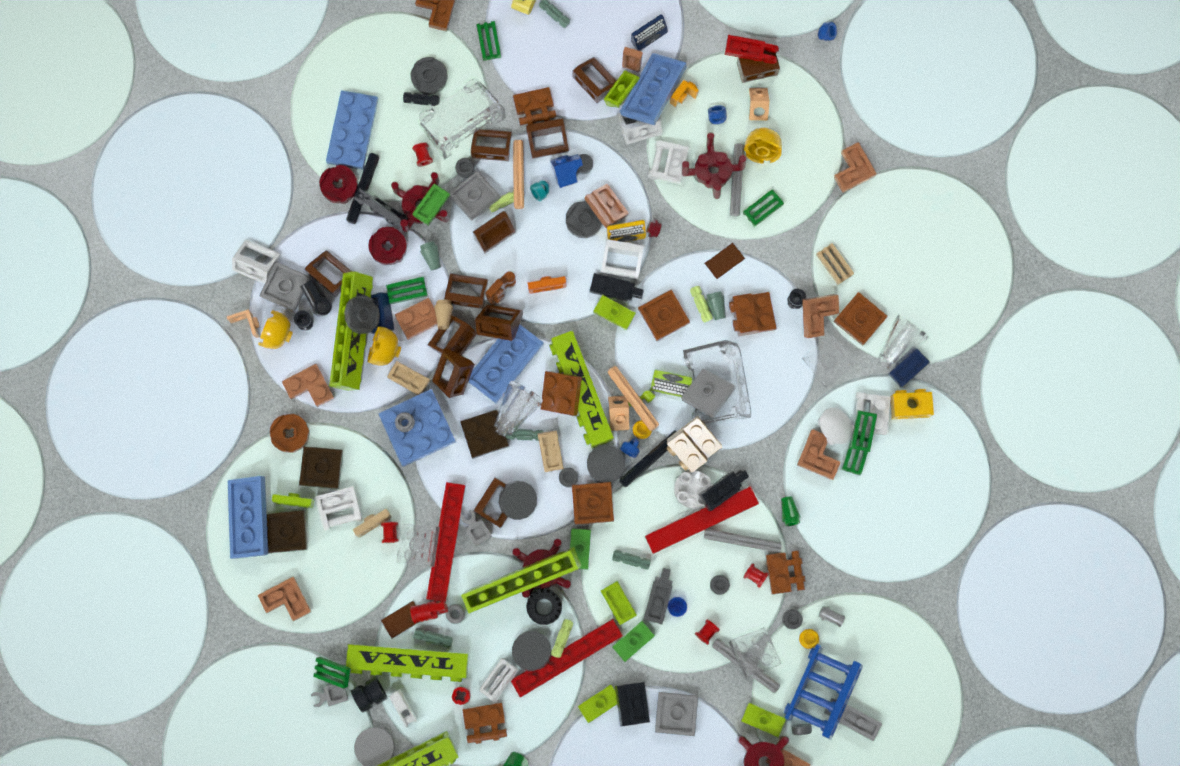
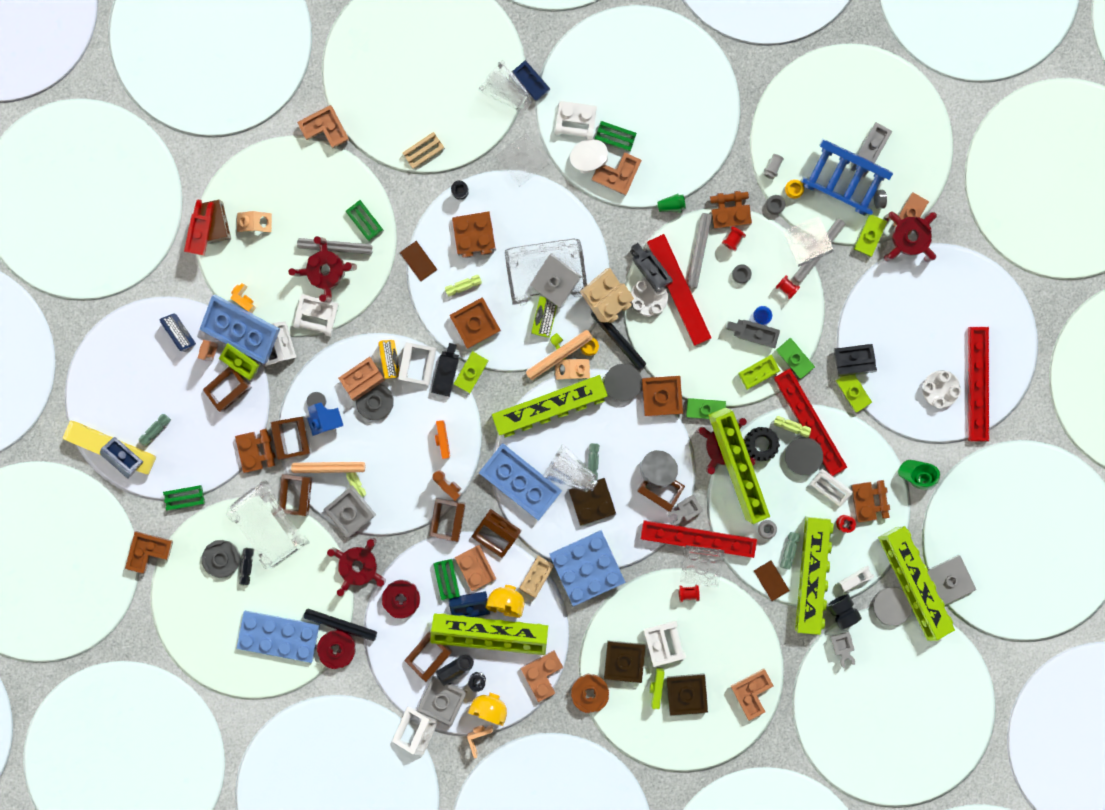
camera: 85 degrees left, 10 degrees up
(247, 517) = (673, 732): medium blue plate -> none
(329, 679) = (826, 647): green tile -> none
(361, 314) = (474, 623): dark grey tile -> none
(371, 522) = (678, 611): tan plate -> none
(379, 206) = (361, 606): black hinge -> none
(404, 416) = (583, 586): light grey plate -> none
(422, 154) = (305, 564): red bush -> none
(427, 611) = (766, 556): red hinge -> none
(431, 204) = (360, 555): bright green plate -> none
(431, 255) = (411, 555): sand green cone -> none
(443, 313) = (472, 542): tan cone -> none
(460, 375) = (536, 525): reddish brown tile -> none
(464, 167) = (319, 521): dark grey tile -> none
(493, 232) = (388, 492): reddish brown tile -> none
(498, 327) = (487, 490): reddish brown tile -> none
(538, 191) = (346, 447): teal tile -> none
(550, 451) = (610, 436): tan plate -> none
(561, 393) = (554, 425): dark orange plate -> none
(568, 477) = (635, 419): dark grey tile -> none
(630, 448) = (609, 359): blue tile -> none
(631, 559) = (717, 359): sand green axle -> none
(653, 228) = (385, 331): dark red plate -> none
(676, 714) = (864, 318): light grey plate -> none
(717, 112) = (265, 264): blue tile -> none
(717, 305) = (465, 269): sand green cone -> none
(763, 145) = (299, 218): yellow cylinder -> none
(814, 311) = (473, 172): nougat plate -> none
(827, 31) = (177, 148): blue tile -> none
(856, 428) = (577, 131): green tile -> none
(860, 318) = (480, 127): dark orange plate -> none
(901, 410) = (569, 68): yellow brick -> none

